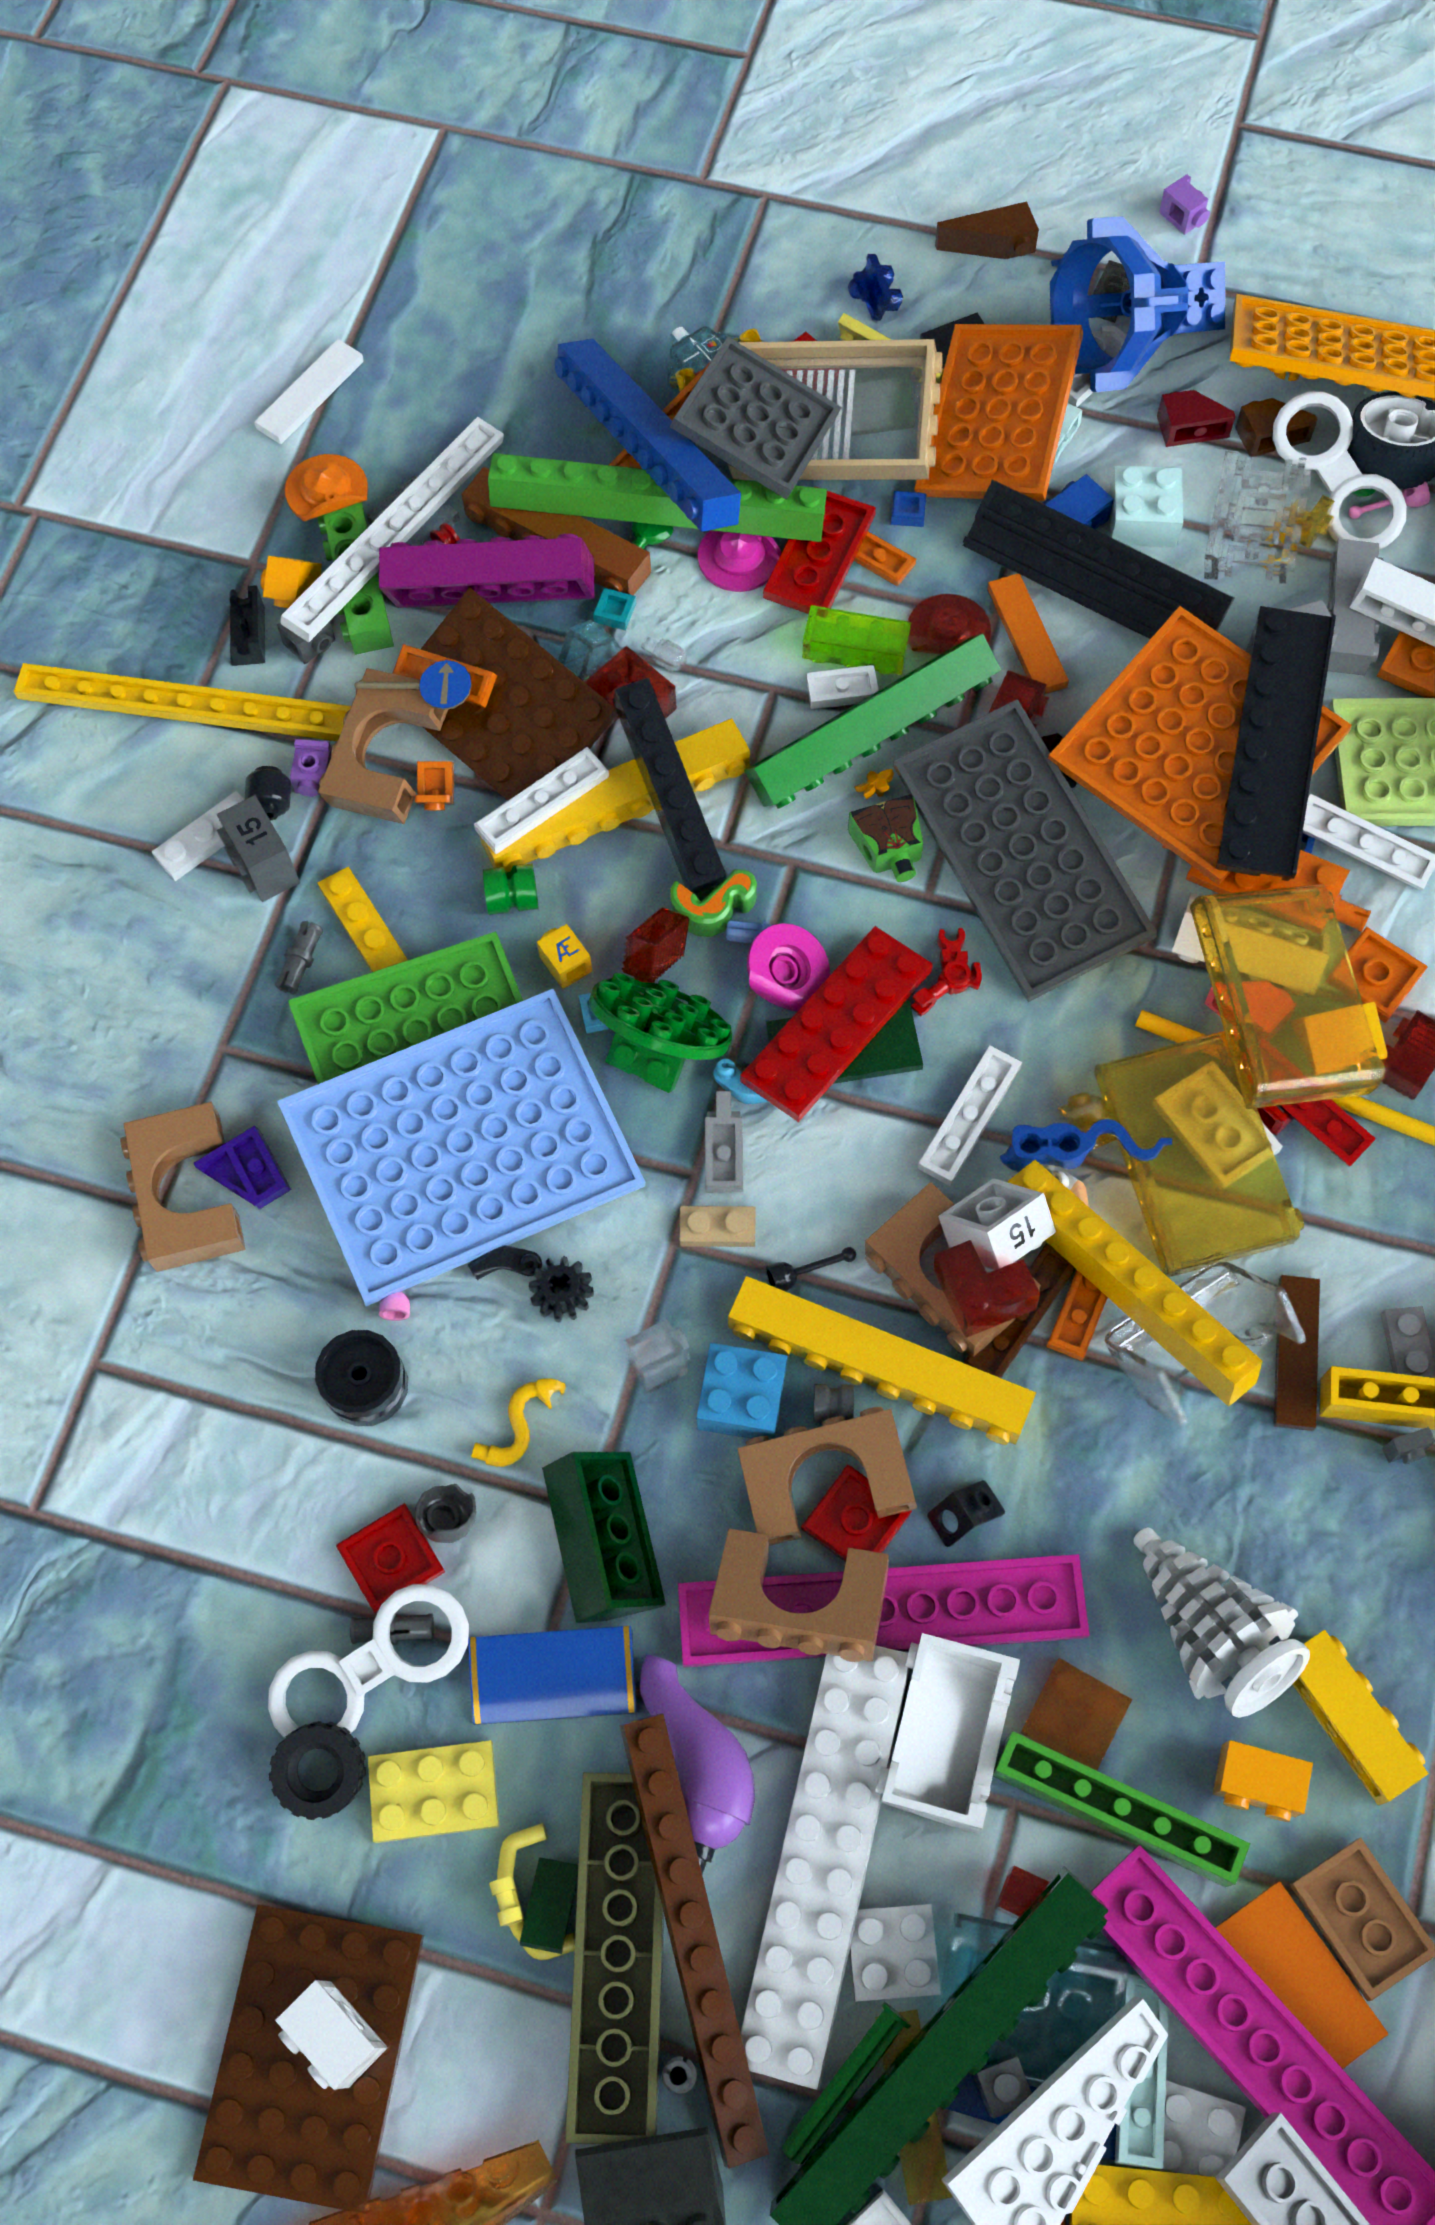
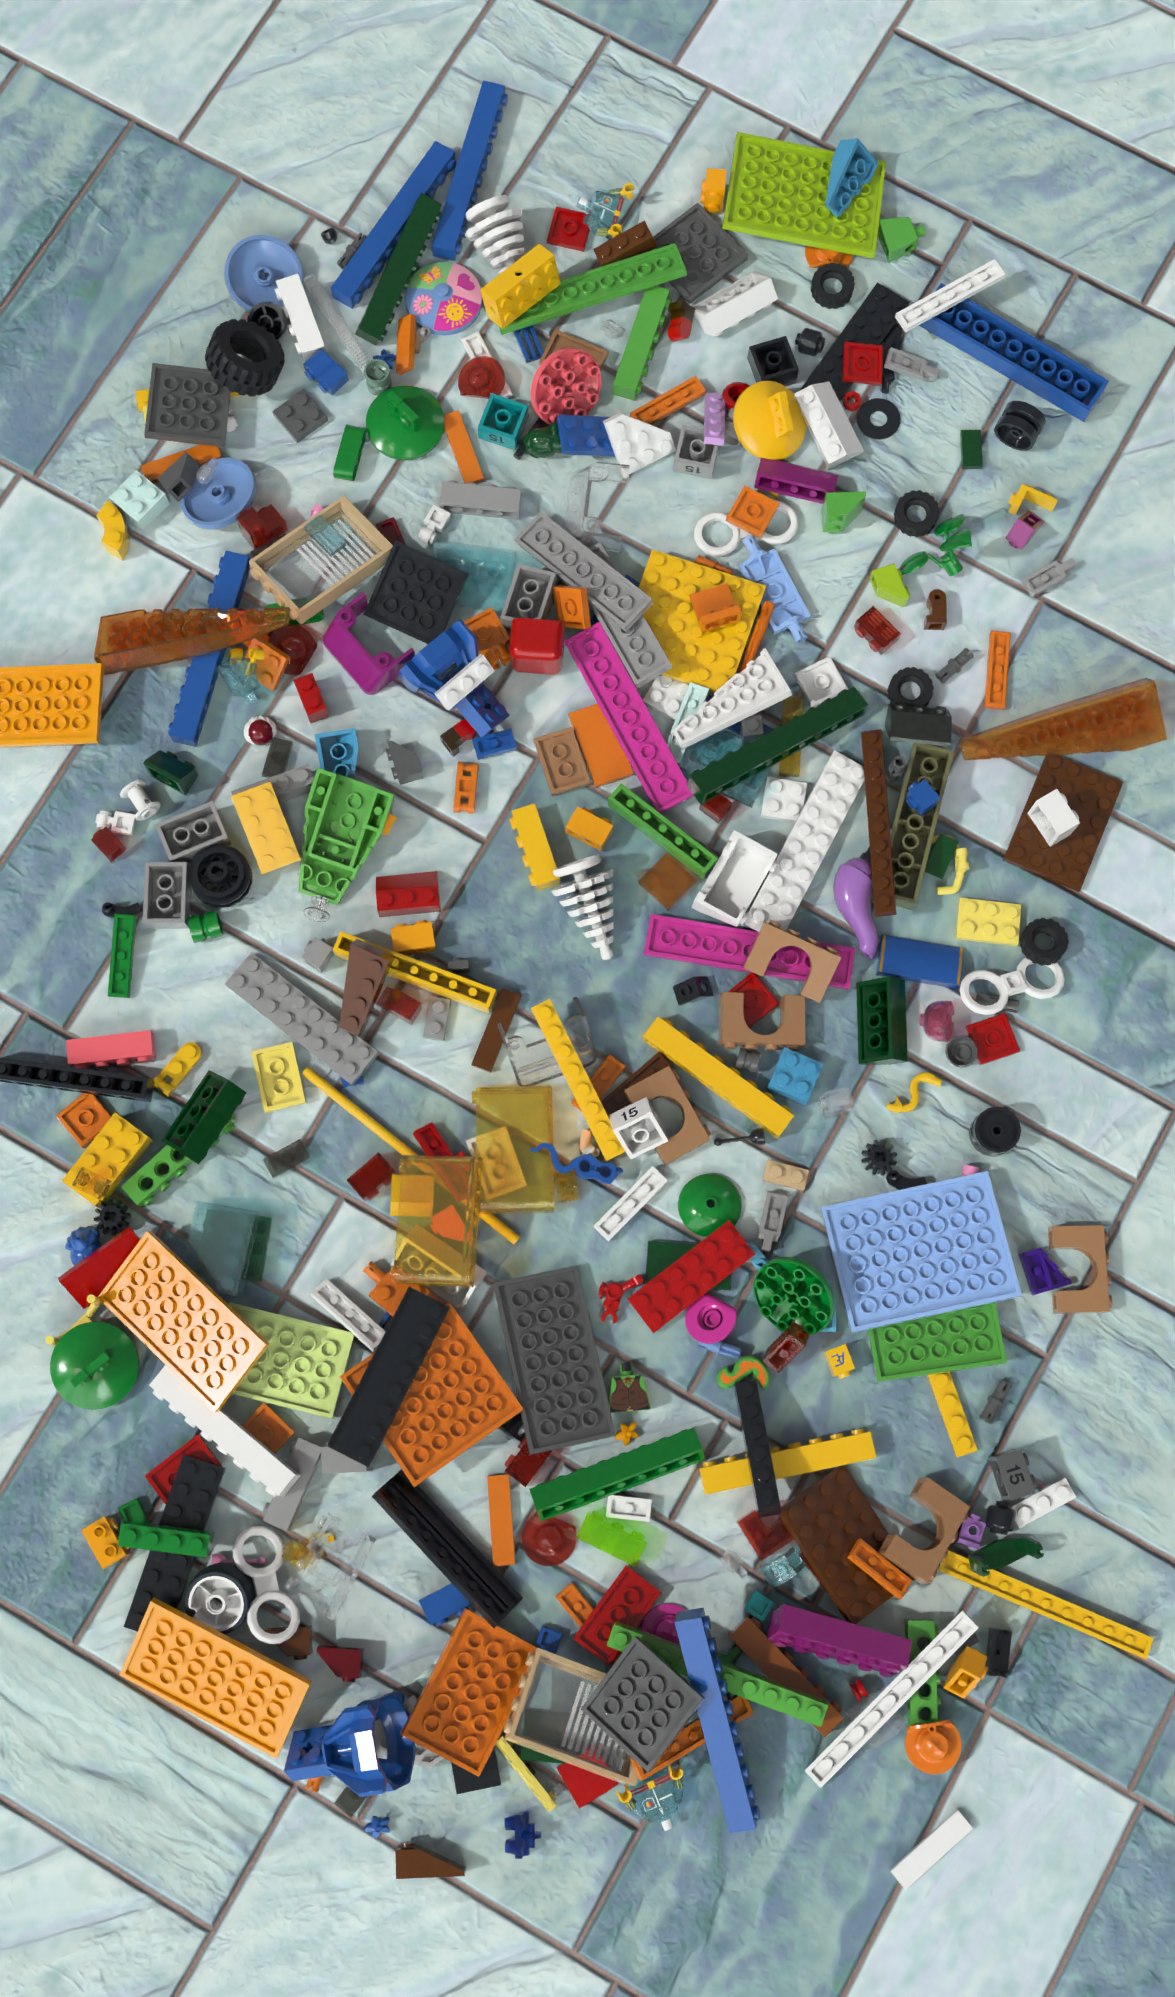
camera: 170 degrees left, 10 degrees up
(260, 746) = (1002, 1553): none -> dark green piece
(435, 784) = (896, 1498): orange bracket -> none
(441, 685) = (884, 1551): blue piece -> none
(498, 1558) = (938, 1020): none -> clear pink cylinder
(510, 889) = (863, 1412): green wheel -> none
(541, 800) = (834, 1462): white tile -> none
(616, 2005) = (922, 797): none -> blue brick
(835, 1170) = (694, 1209): none -> green dish
(844, 2084) = (819, 751): green axle -> none
(980, 1297) = (662, 1085): clear red brick -> none
(1146, 505) = (397, 1594): light aqua brick -> none
(1184, 205) = (281, 1852): medium lavender brick -> none
(1383, 972) = (372, 1233): orange tile -> none

